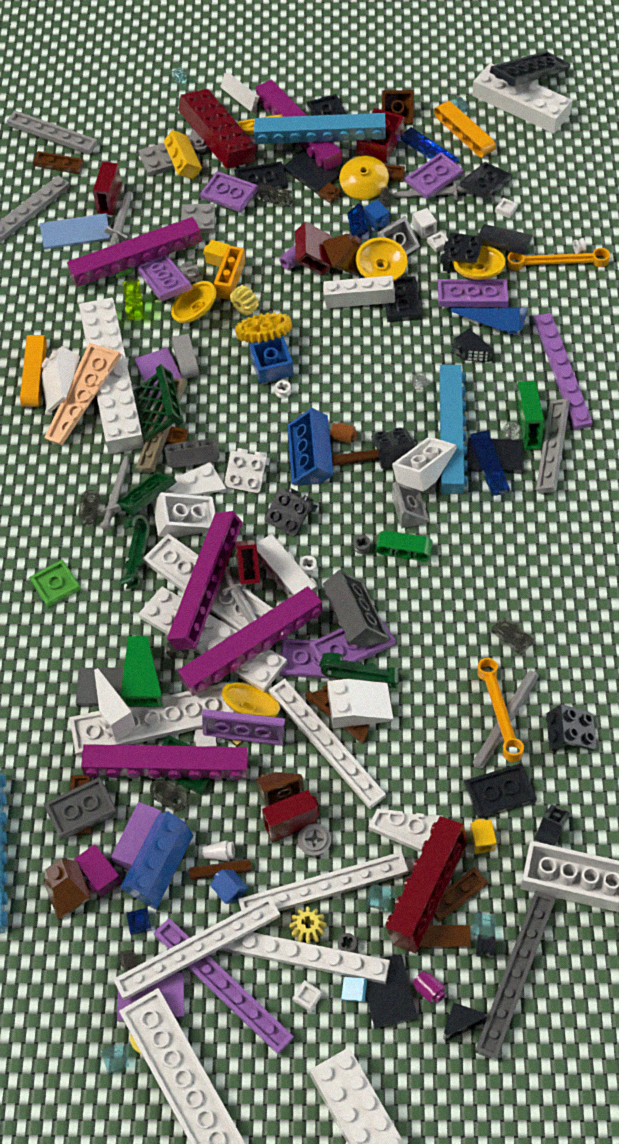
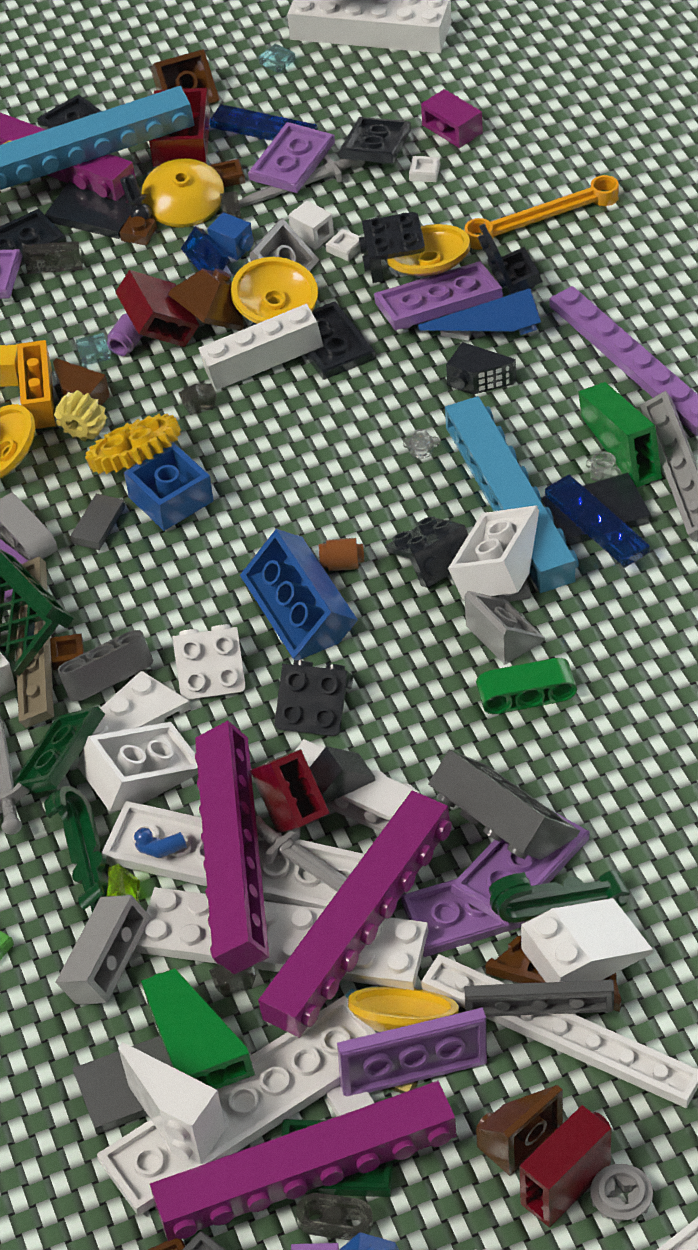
camera: 20 degrees left, 10 degrees down
(120, 611) = (103, 950): none -> light grey brick
(145, 581) = (122, 882): none -> clear neon green tile
(170, 565) = (158, 847): none -> blue arm
(227, 366) = (97, 521): none -> dark grey tile
(254, 280) = (74, 377): none -> reddish brown slope
(271, 260) = (93, 349): none -> clear light blue tile
(276, 561) = (340, 773): none -> black slope
(286, 386) = (206, 525): white bush -> none
(311, 561) = (385, 760): white bush -> none
(313, 310) = (198, 397): none -> clear smoke piece
(320, 723) = (541, 998): none -> dark grey tile
(334, 173) = (135, 198): none -> black axle
(355, 457) = (379, 584): reddish brown axle -> none
(359, 540) = (455, 699): dark grey bush -> none
(464, 129) = (305, 83): light orange beam -> none
(505, 239) = (449, 208): black tile -> none
(521, 292) = (514, 270): none -> black bracket
(536, 180) = (451, 118): none -> magenta brick
(579, 246) = (565, 184): white bush -> none

